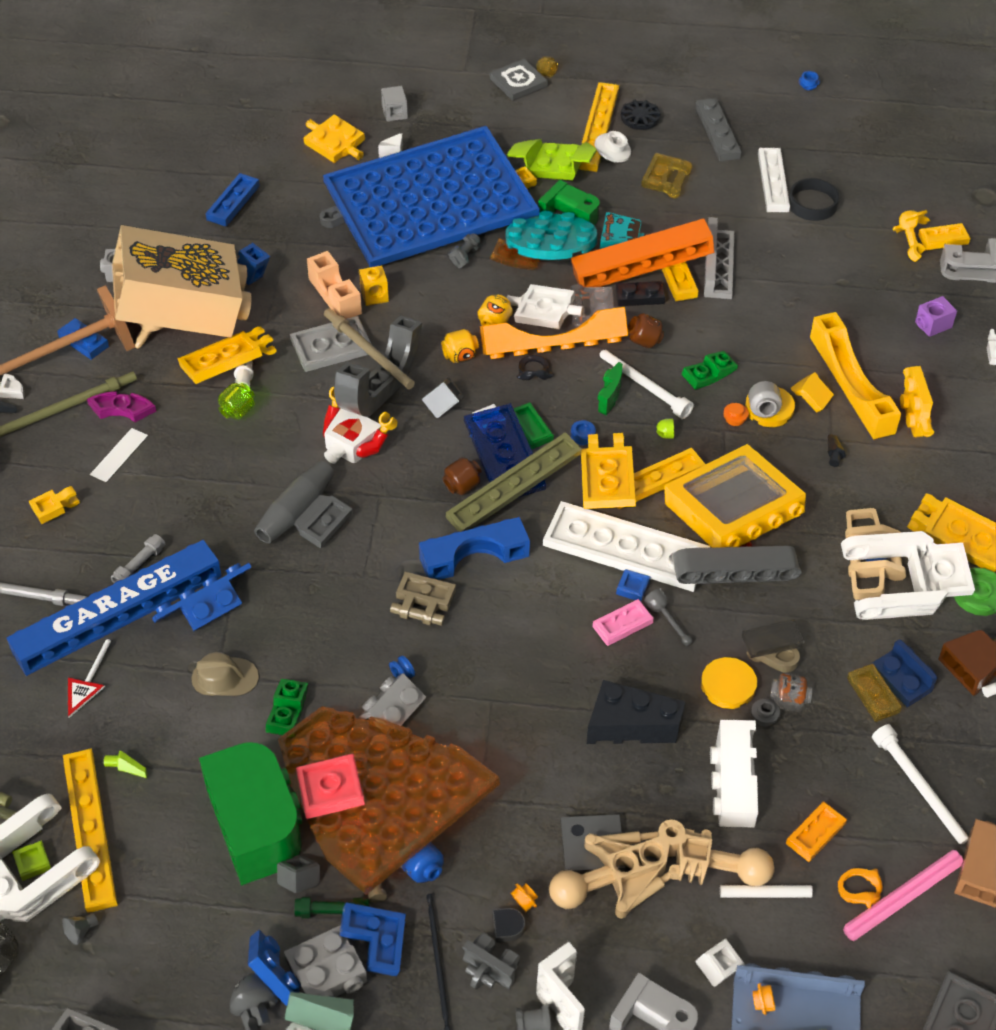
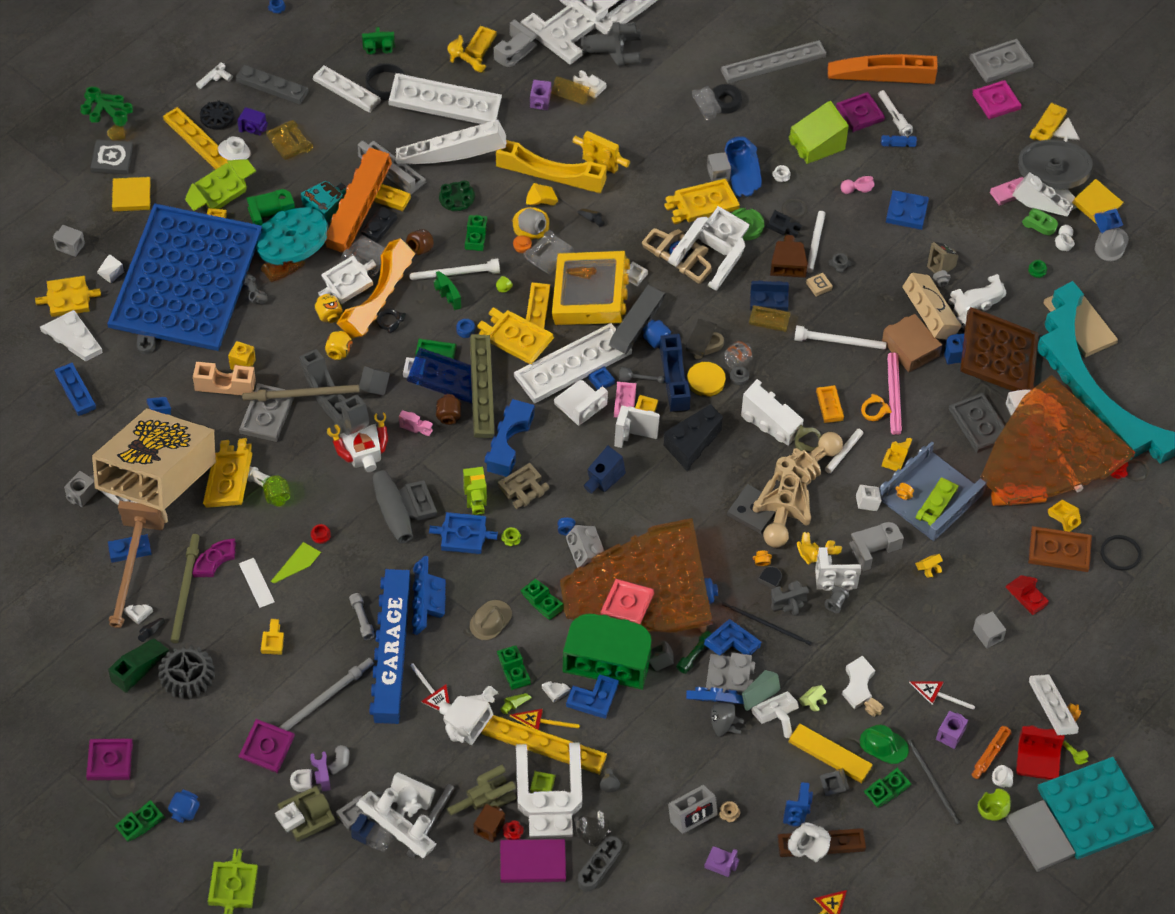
camera: 55 degrees left, 5 degrees up
(60, 728) = (468, 715): none -> white torso
(116, 794) = (533, 720): none -> piece
(170, 472) = (301, 559): none -> lime sticker
(172, 795) = (556, 690): none -> white tile
(175, 734) = (513, 667): none -> green slope
(184, 846) = (596, 701): none -> blue plate
(216, 467) = (320, 534): none -> red plate
(295, 167) = (74, 335): none -> white wing
(315, 582) = (463, 533): none -> blue plate
(346, 622) = (511, 532): none -> lime plate
(372, 557) = (475, 489): none -> lime hips
(418, 456) = (412, 422): none -> bright pink plate
(491, 112) = (131, 194): none -> yellow tile
(503, 658) = (605, 470): none -> dark blue torso
(571, 31) = (94, 94): none -> green plant
(581, 583) = (581, 401): none -> white bracket
(582, 942) = (810, 551): none -> yellow piece
(585, 635) = (635, 422): none -> white bracket
(632, 647) = (647, 403): none -> yellow plate
(656, 137) = (252, 121): none -> dark purple brick
(680, 661) = (675, 381): none -> dark blue arch
(684, 88) = (215, 74): none -> white hose
(737, 328) = (456, 195): none -> dark green dish
(738, 474) = (582, 272): none -> clear orange bar
(738, 596) = (653, 331): none -> blue head
(740, 824) = (800, 433): none -> olive piece
(763, 445) = (548, 259): none -> clear plate
(790, 285) = (455, 145): none -> white slope
(802, 531) = (636, 273): none -> white tile
(815, 956) = (896, 455): none -> yellow slope
(840, 250) = (444, 99): none -> white plate
(852, 164) = (378, 40): none -> green hips
(971, 336) = (570, 90): none -> clear yellow plate
(976, 714) = (819, 284): none -> tan tile

